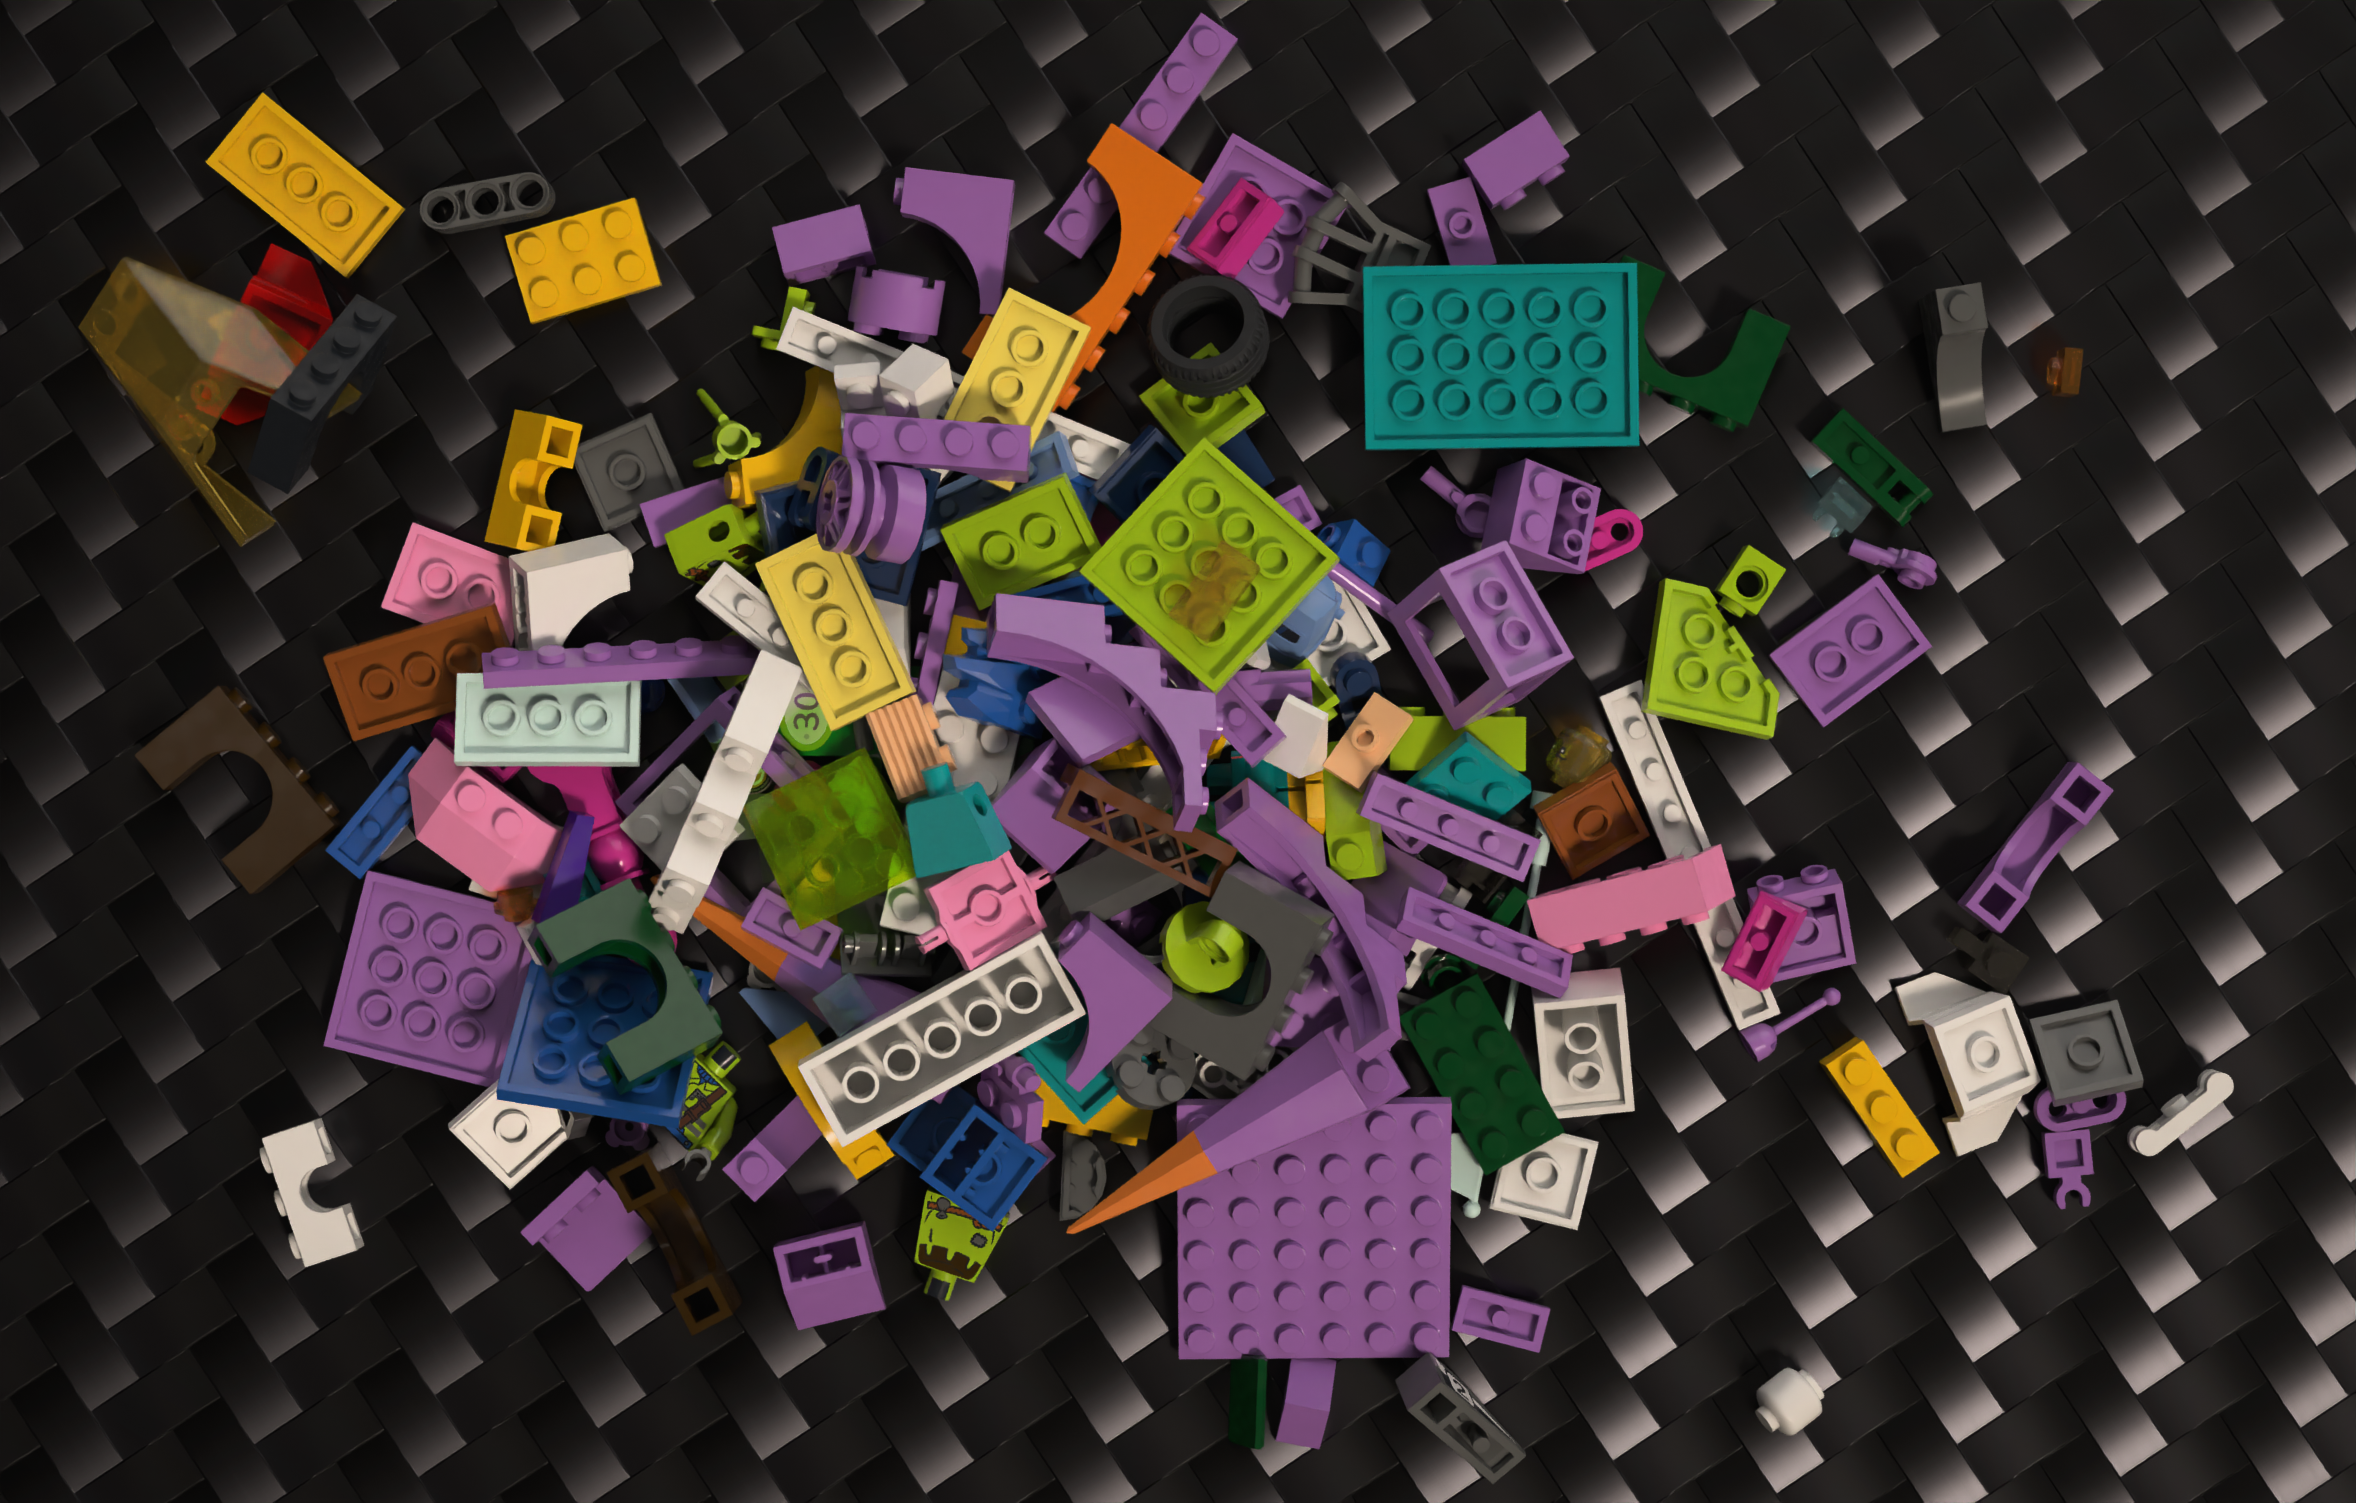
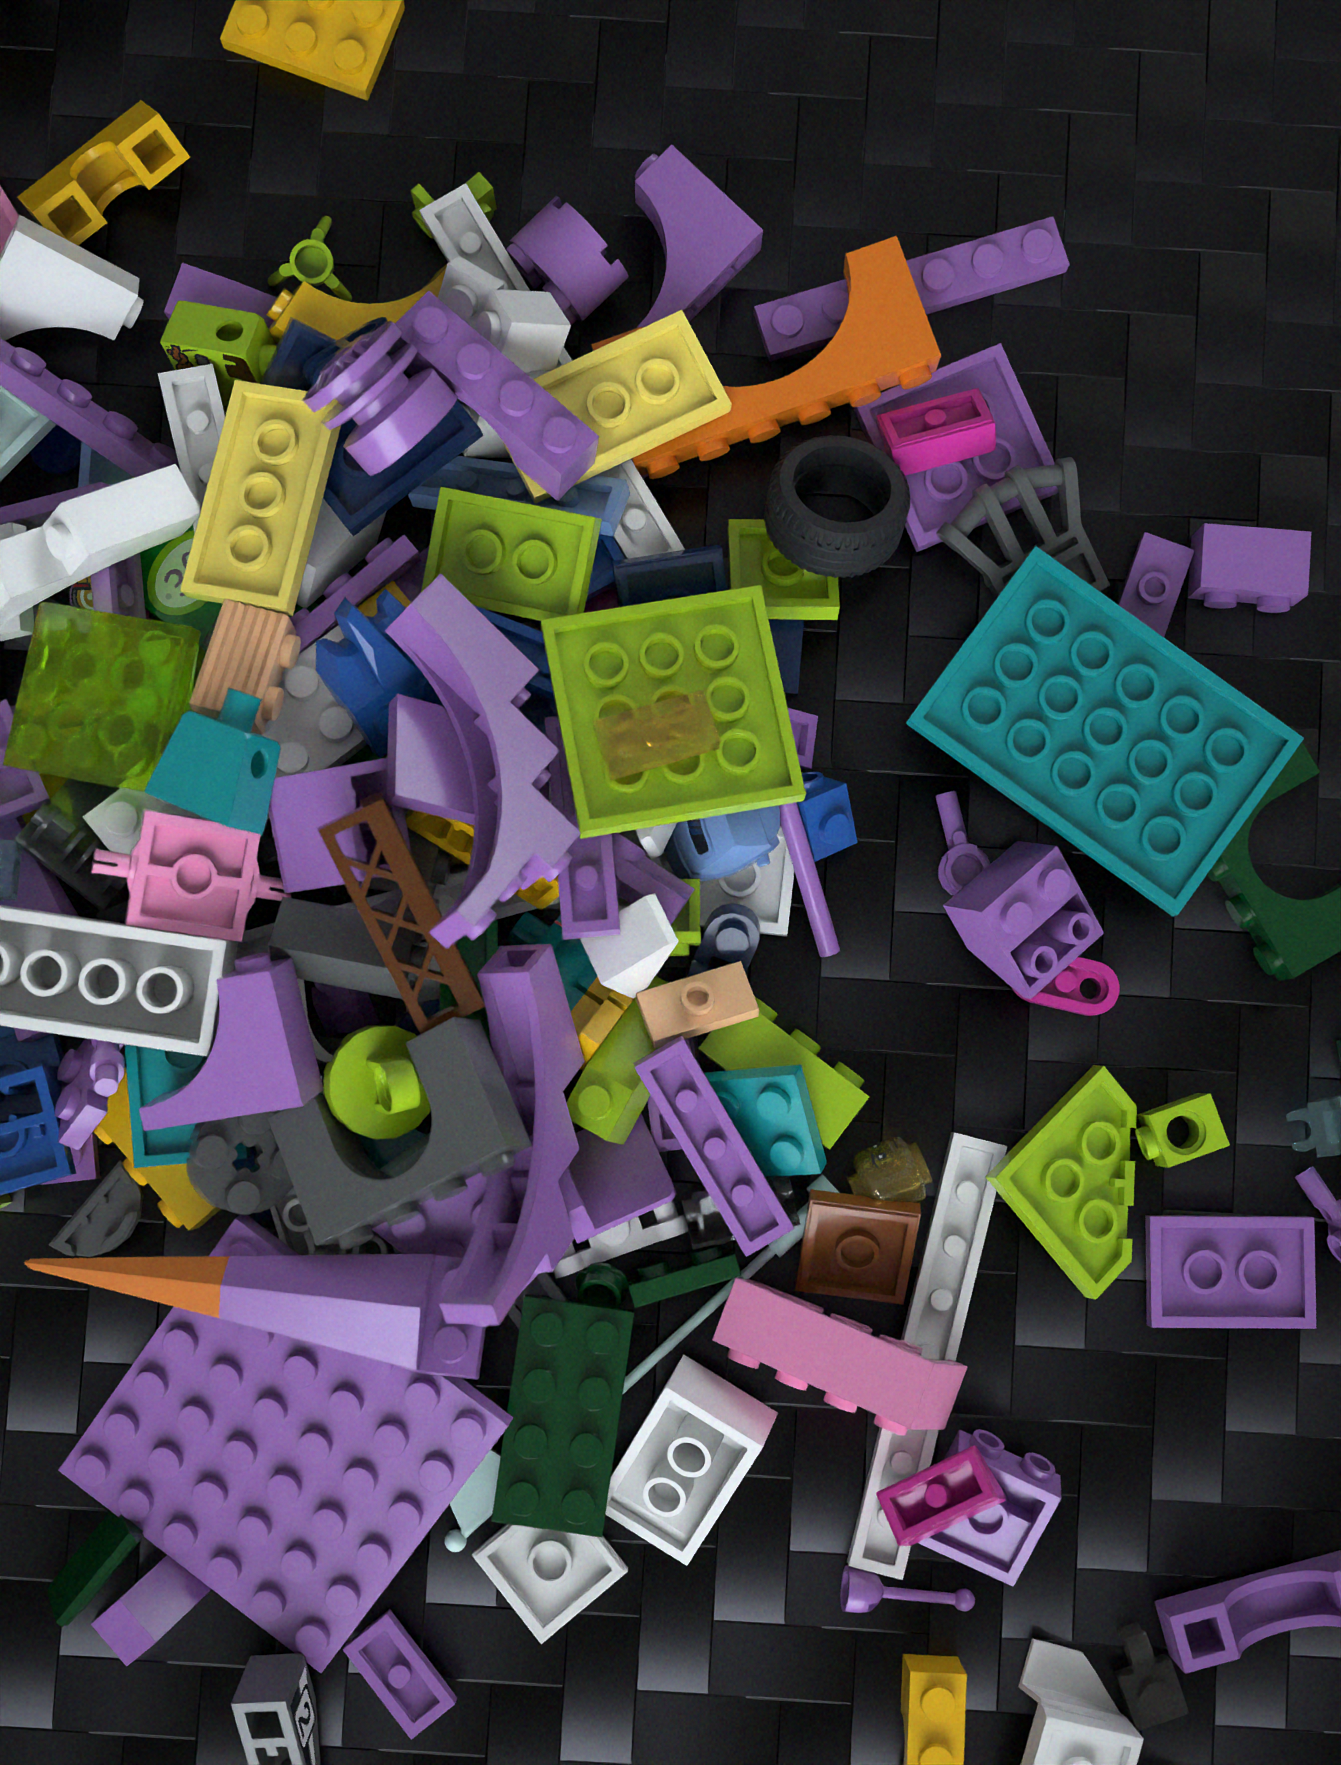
camera: 35 degrees right, 5 degrees down
(626, 470) = (200, 228): dark grey plate -> none
(823, 245) = (540, 163): medium lavender hinge -> none
(1484, 942) = (663, 1288): medium lavender plate -> none
(1501, 623) = (916, 985): medium lavender piece -> none

